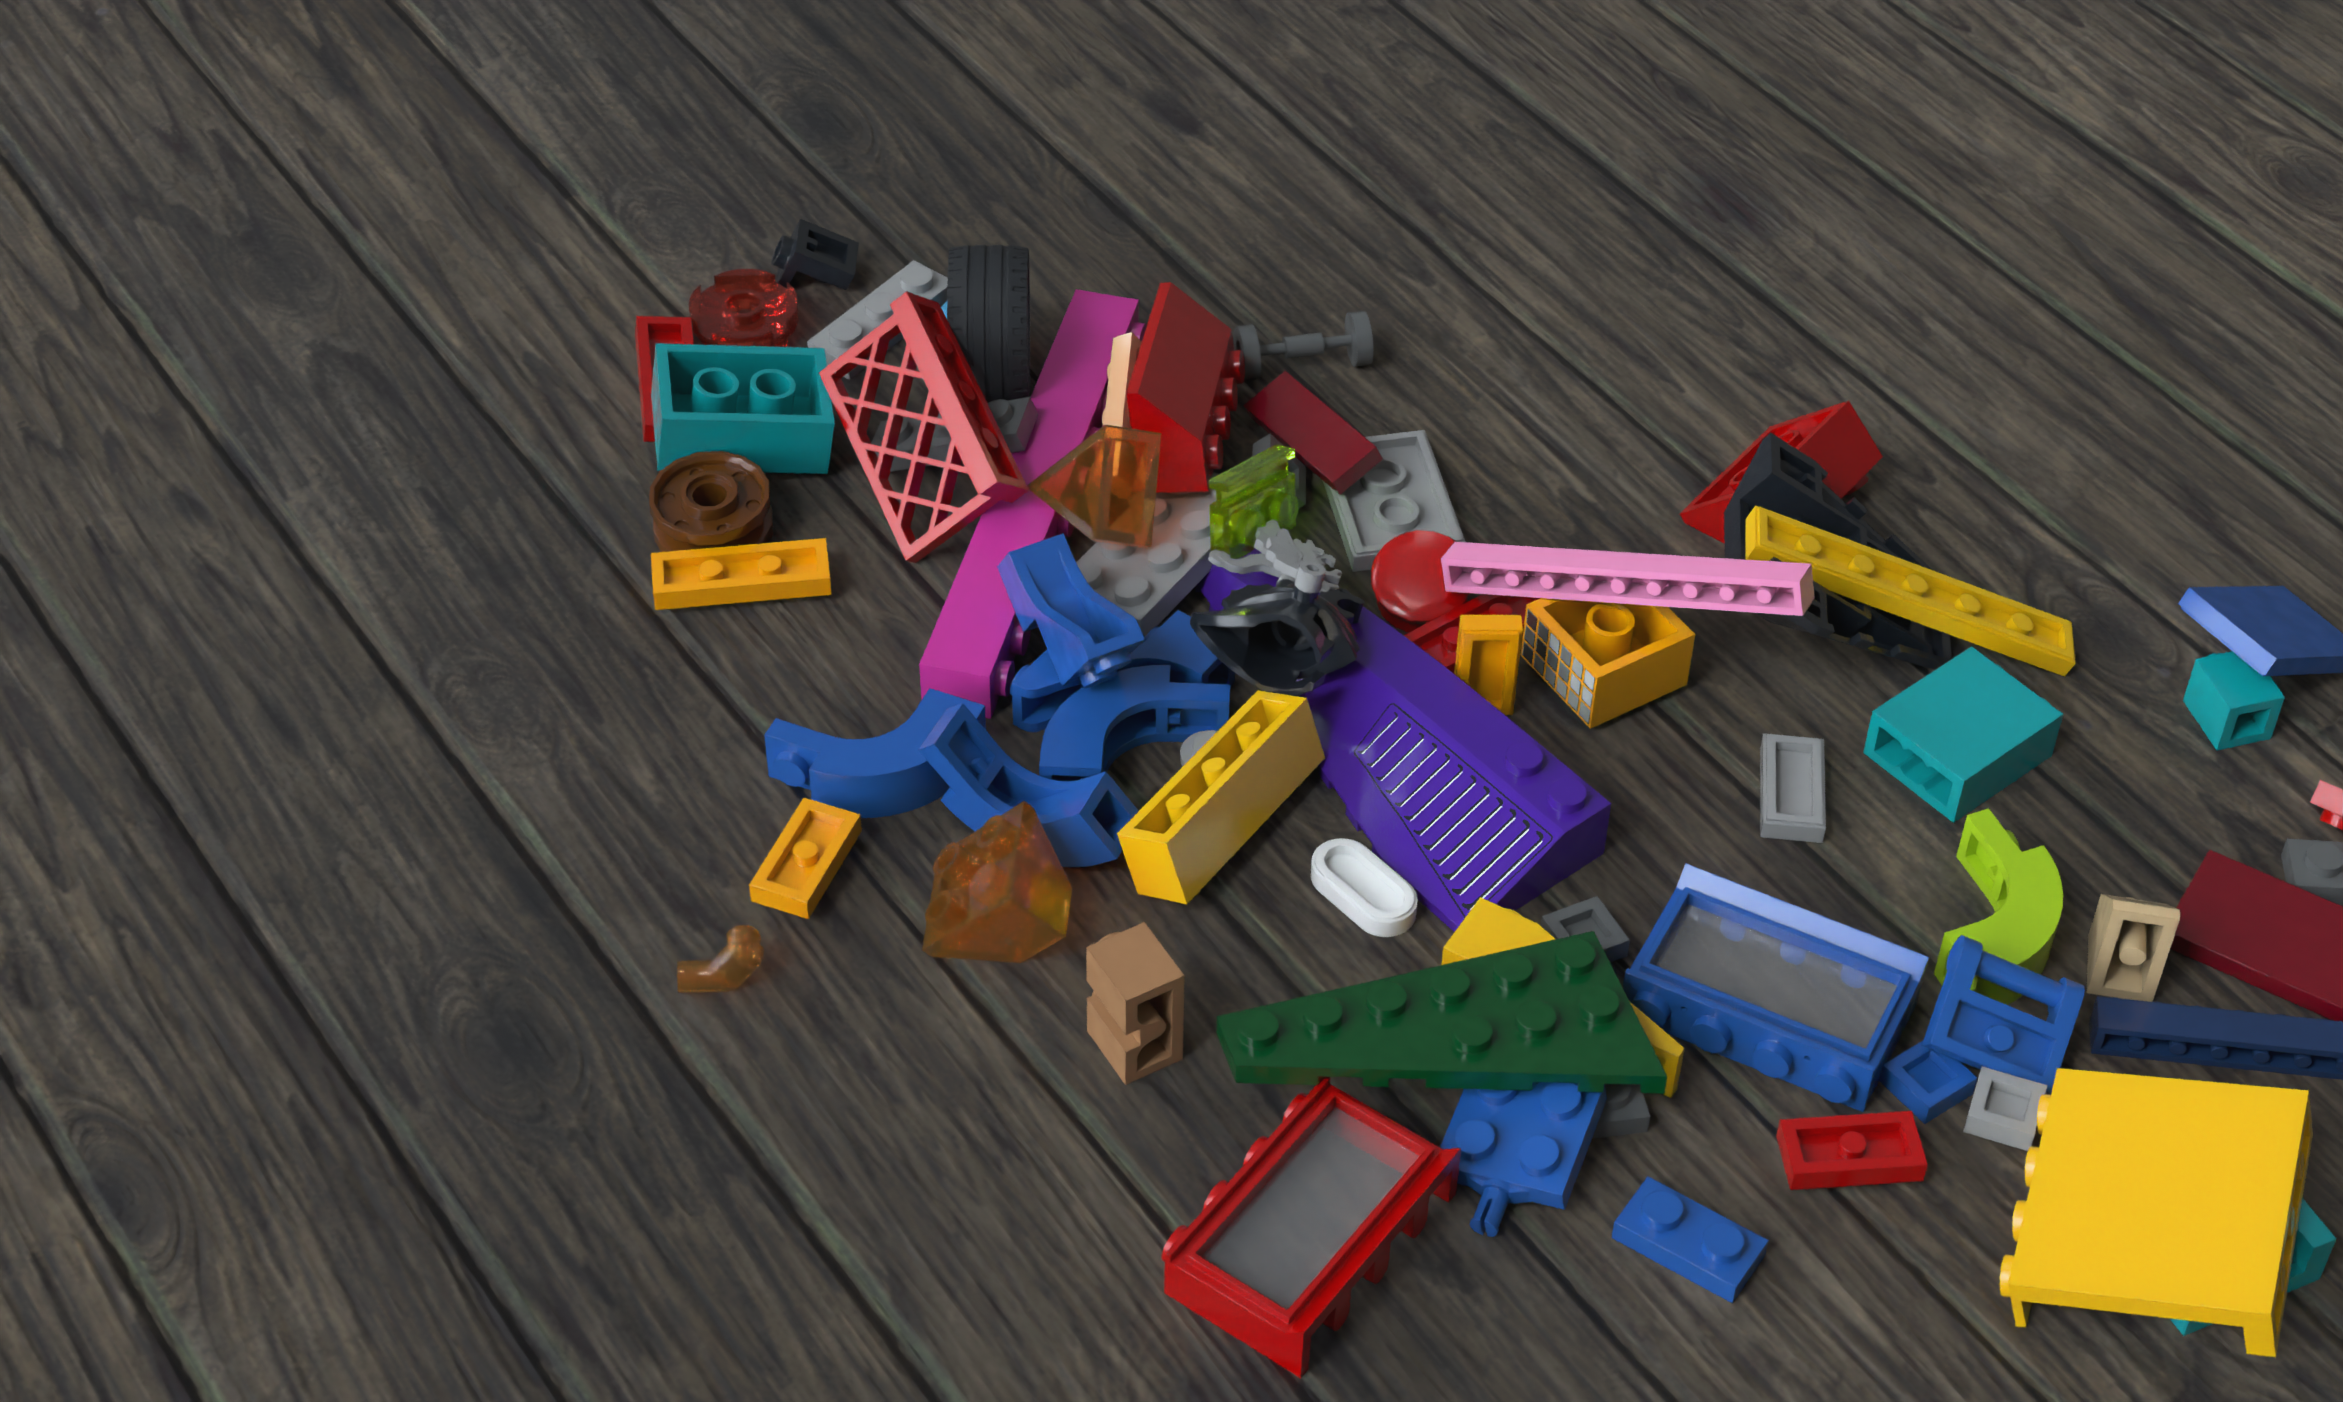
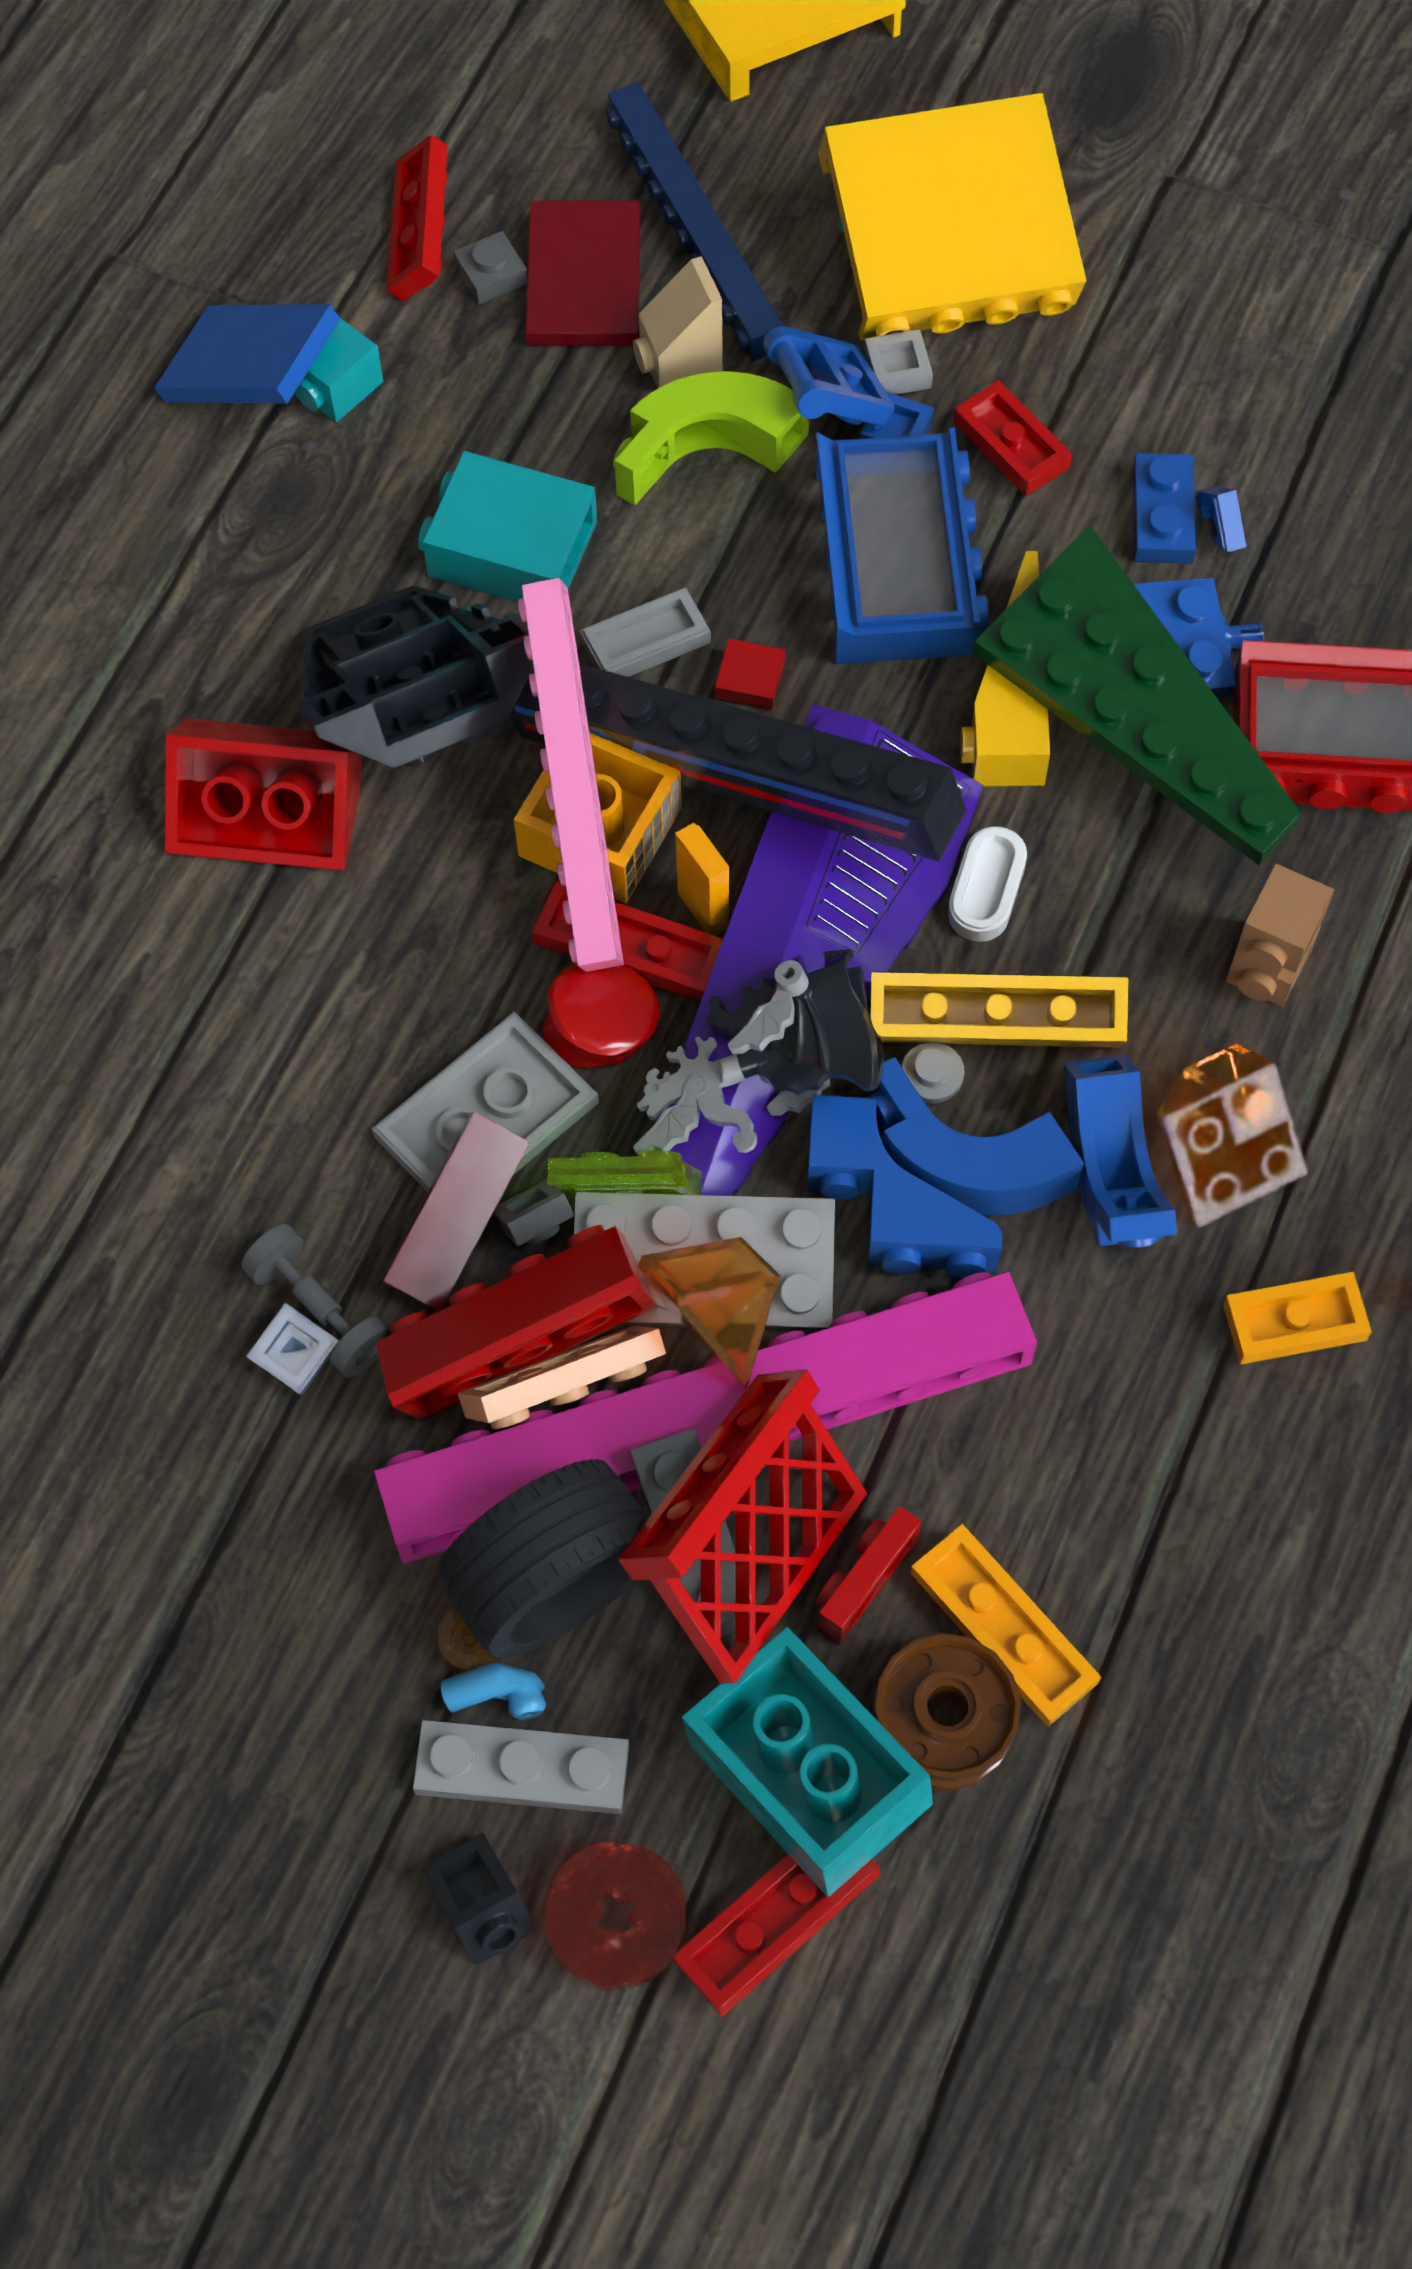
camera: 120 degrees left, 20 degrees up
(839, 511) = (882, 1552): none -> red plate
(865, 775) = (1155, 1305): blue arch -> none
(1079, 626) = (929, 1201): blue arch -> none
(1277, 321) = (293, 1349): none -> tile
(1577, 699) = (771, 762): none -> black brick
(1587, 917) = (932, 694): dark grey plate -> none
(1643, 1268) = (1223, 507): none -> tile
(1700, 834) = (750, 674): none -> red tile
(1914, 591) = (394, 606): yellow tile -> none

